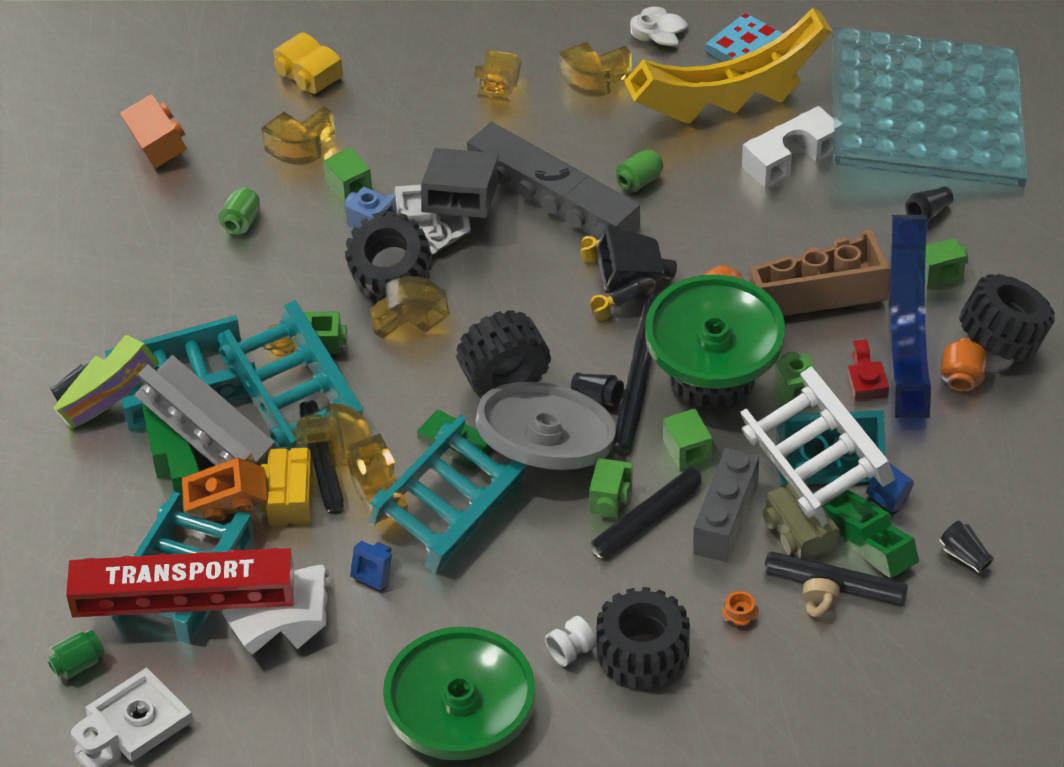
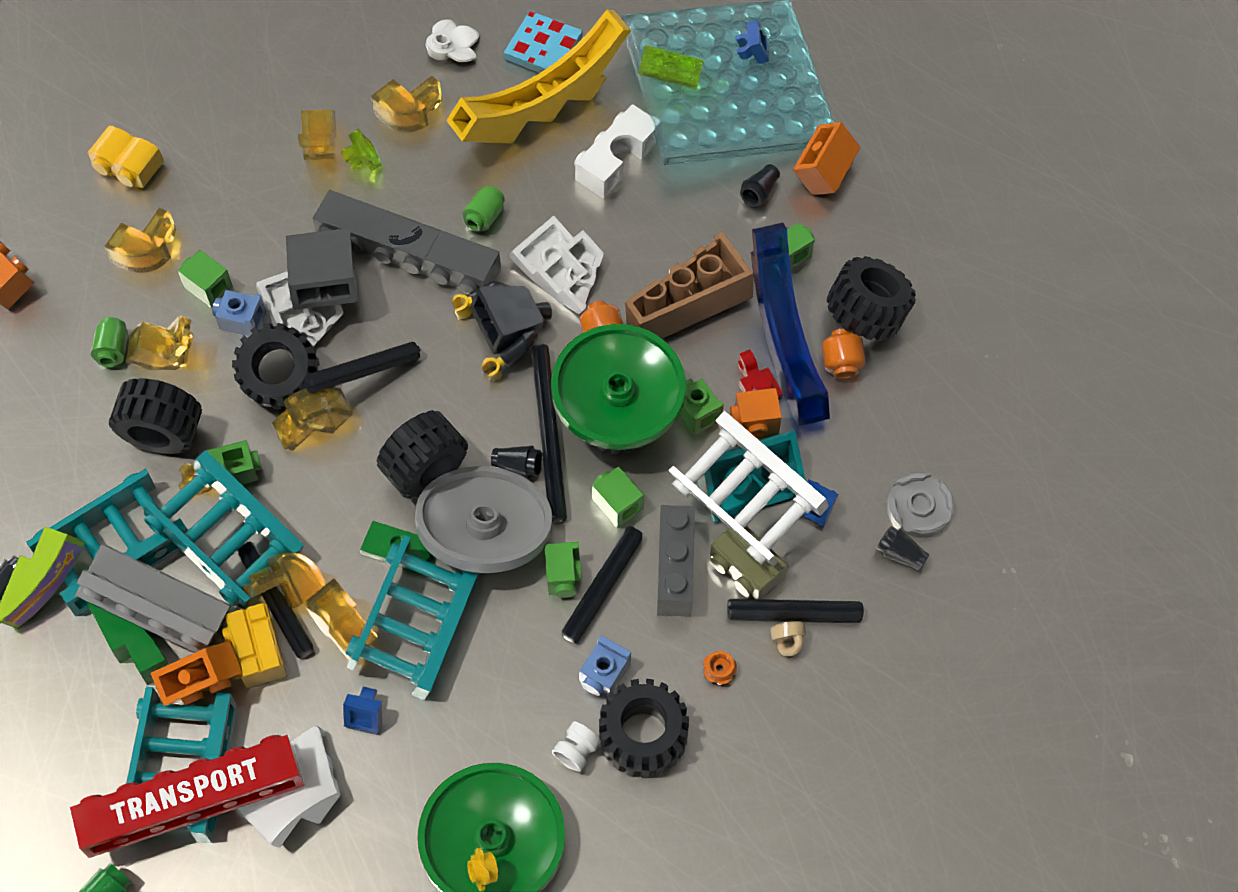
camera: 20 degrees left, 15 degrees up
(260, 272) = (155, 416): none -> black tyre
(285, 224) = (160, 347): none -> clear yellow brick
(438, 708) = (482, 869): none -> yellow plate
(471, 274) = (361, 367): none -> black axle
(536, 100) = (361, 152): none -> clear neon green tile
(621, 574) = (611, 655): none -> medium blue brick
(699, 230) = (560, 263): none -> white slope
(851, 384) = (758, 412): none -> orange brick
(865, 76) = (670, 67): none -> clear neon green plate
(871, 533) = (817, 557): green slope -> none
(961, 73) = (755, 42): none -> blue tile
(1001, 516) = (913, 511): none -> light grey tile
(1005, 191) = (826, 158): none -> orange brick

